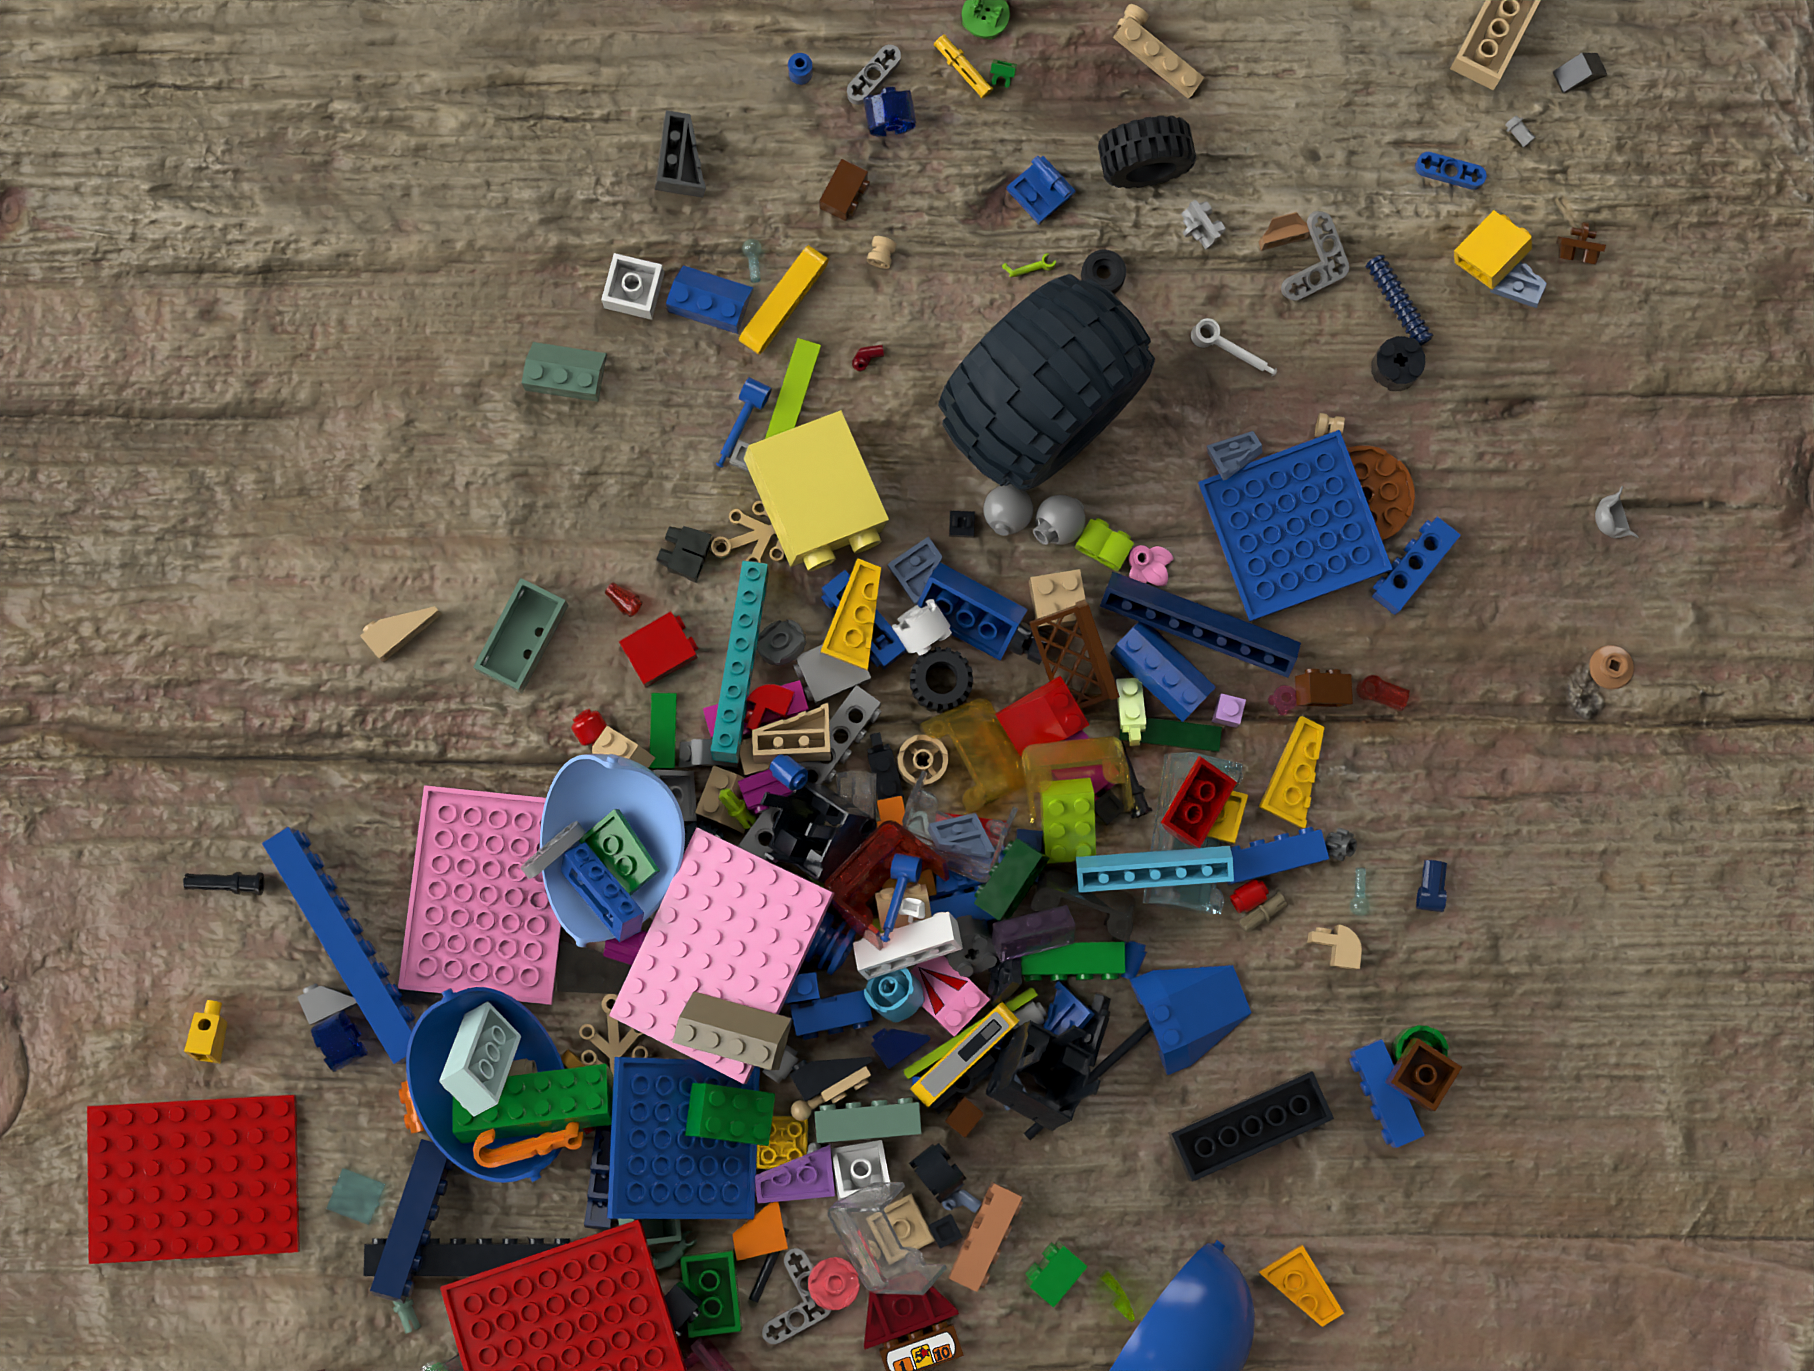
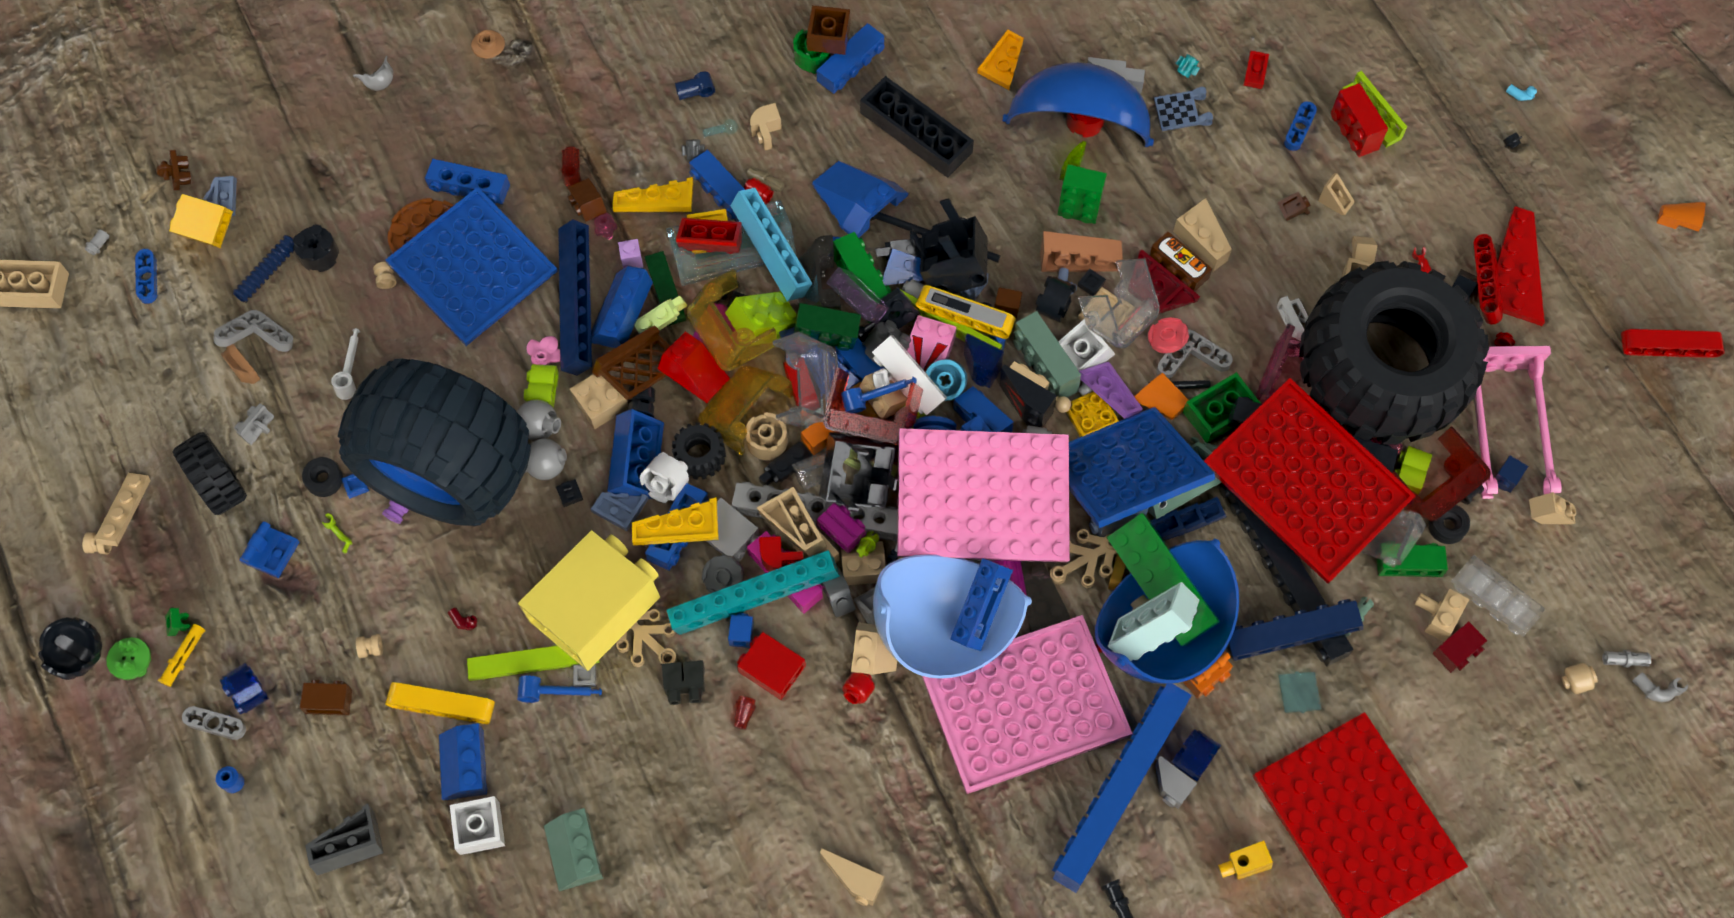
camera: 110 degrees left, 15 degrees down
(515, 634) = (789, 781): sand green piece -> none
(526, 1148) = (1215, 584): orange piece -> none
(552, 849) = (981, 660): light grey beam -> none
(621, 851) = (942, 609): green plate -> none
(663, 730) = (831, 635): green tile -> none
(712, 635) = (740, 630): none -> blue brick
(730, 1114) = (1094, 443): green brick -> none
(733, 1031) = (1036, 452): dark tan slope -> none
(752, 249) = (406, 751): clear light blue bar -> none
(788, 772) = (823, 507): blue brick -> none
(962, 836) = (810, 375): sand blue wing -> none
(1234, 453) = (432, 327): sand blue wing -> none
(1579, 71) = (34, 223): slope -> none

